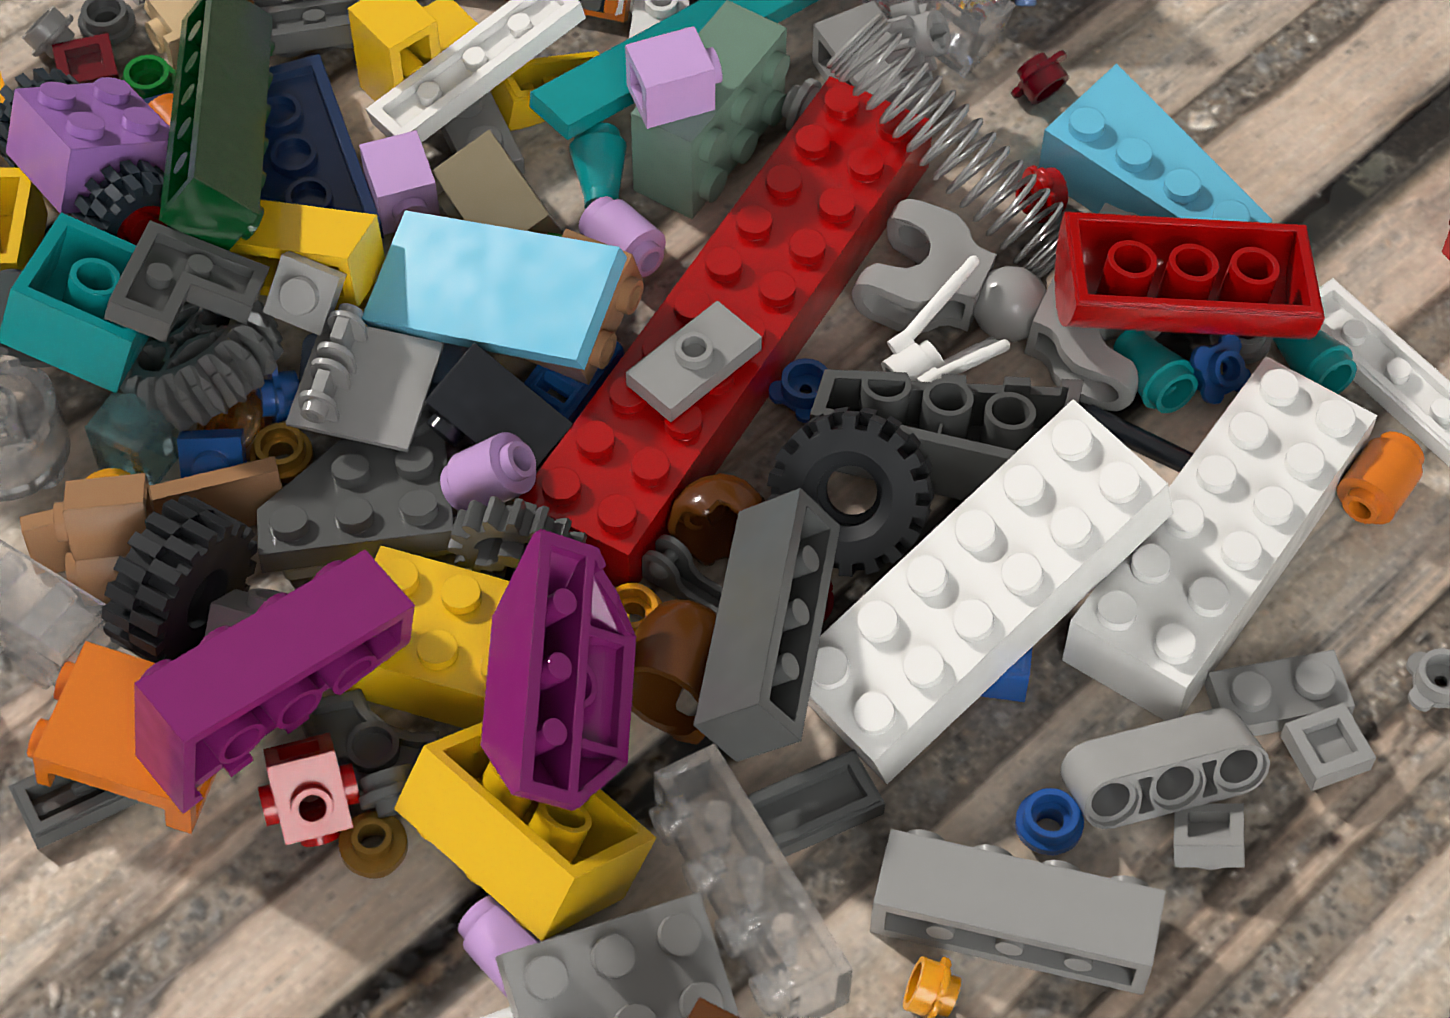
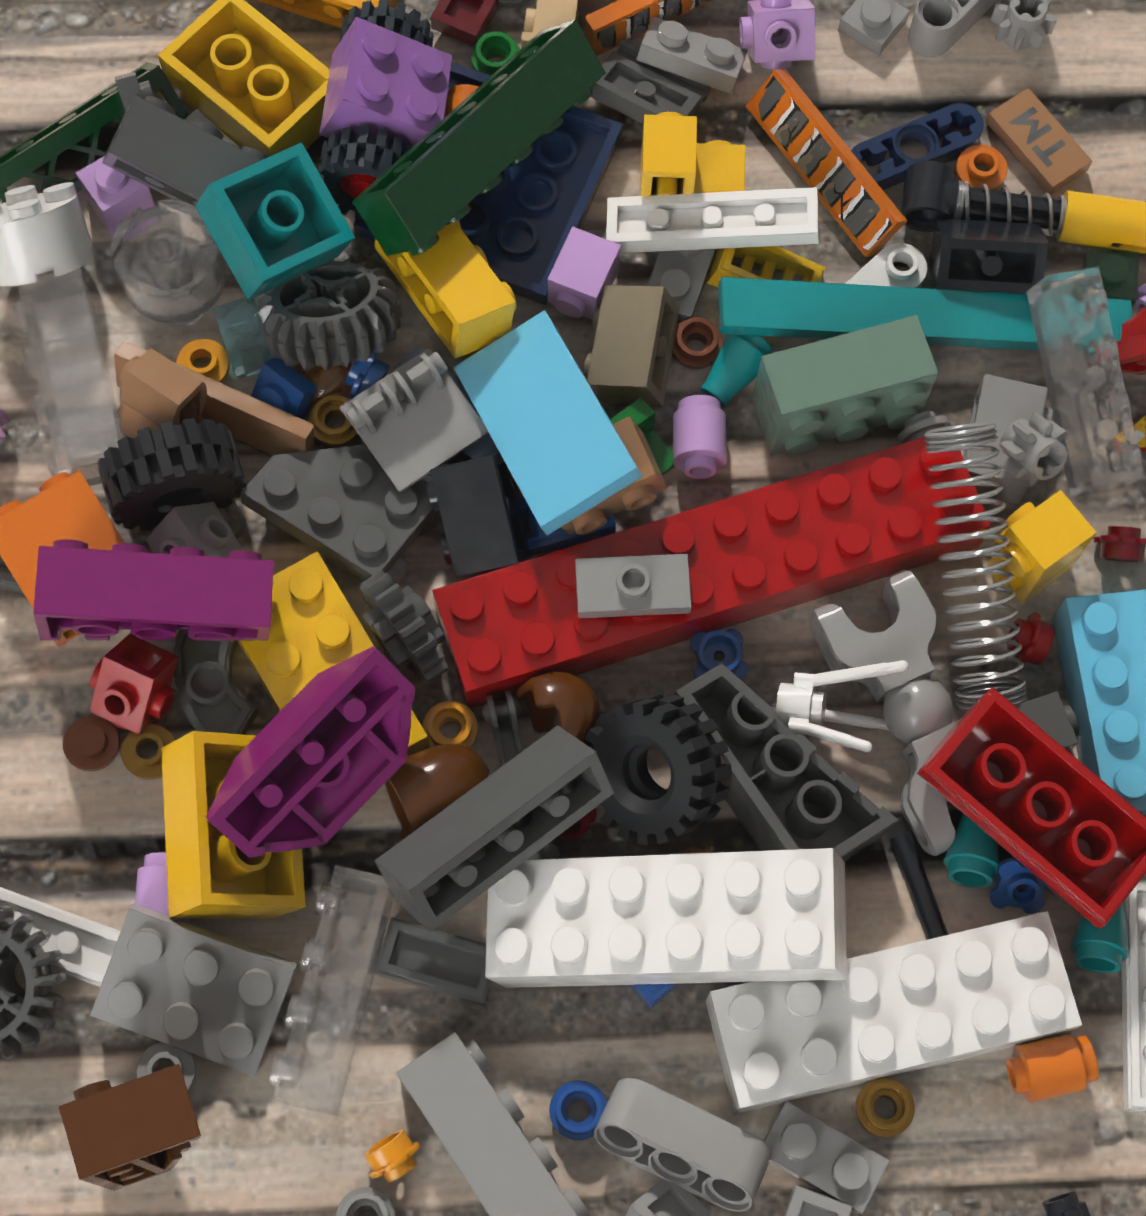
camera: 40 degrees right, 15 degrees up
(177, 269) = (338, 245): dark grey plate -> none
(304, 292) = (419, 324): light grey plate -> none
(309, 880) = (91, 743): none -> copper plate
(383, 789) = (177, 723): dark grey plate -> none
(494, 467) = (429, 557): lavender brick -> none
(548, 173) = (697, 329): none -> copper plate
(672, 76) = (806, 355): lavender brick -> none
(992, 87) = (1042, 544): none -> yellow brick
(1290, 601) = (897, 1094): none -> pearl gold plate

